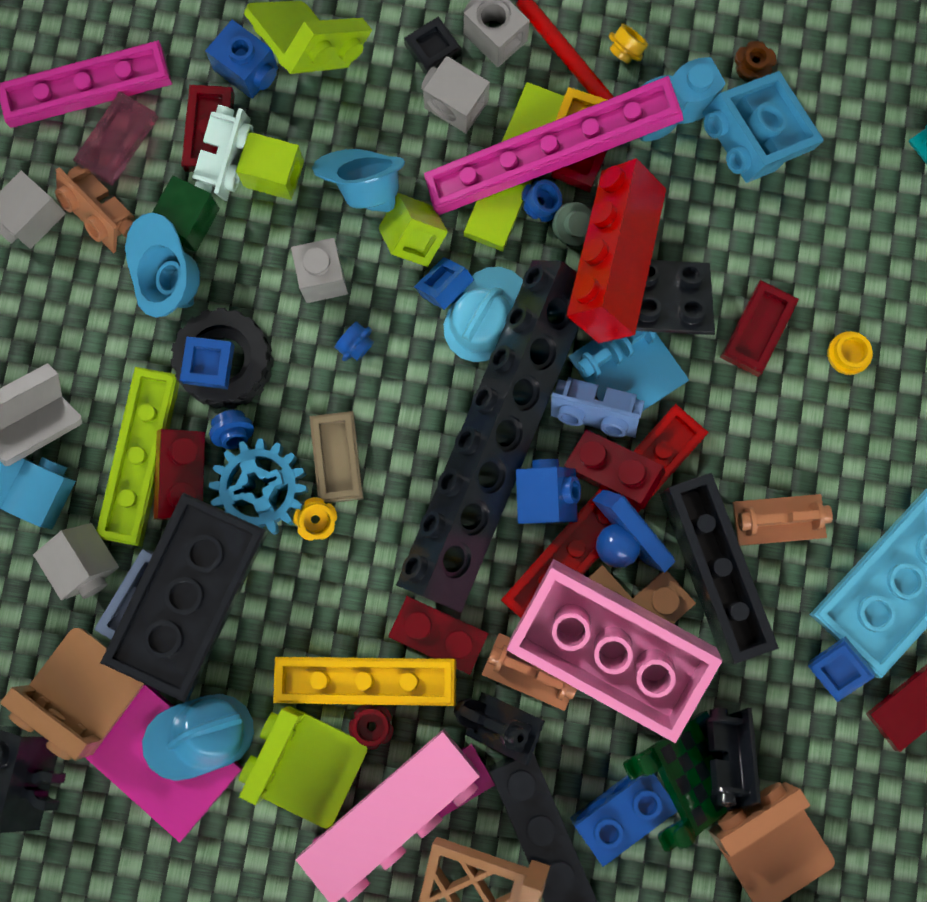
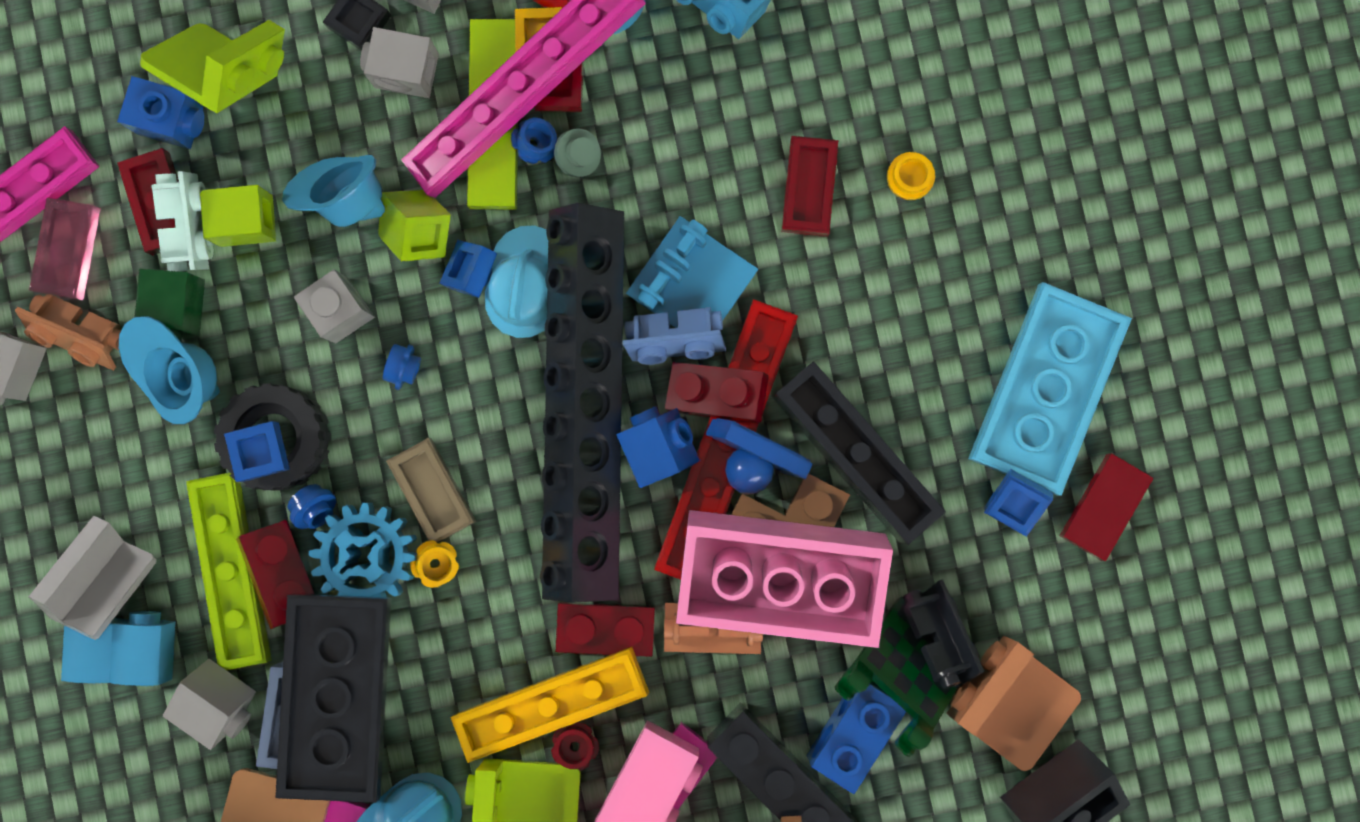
camera: 15 degrees left, 5 degrees up
(500, 726) = (700, 696): black hinge -> none
(617, 252) = (631, 168): red brick -> none
(678, 299) = (702, 193): black hinge -> none
(781, 519) = (903, 375): nougat hinge -> none

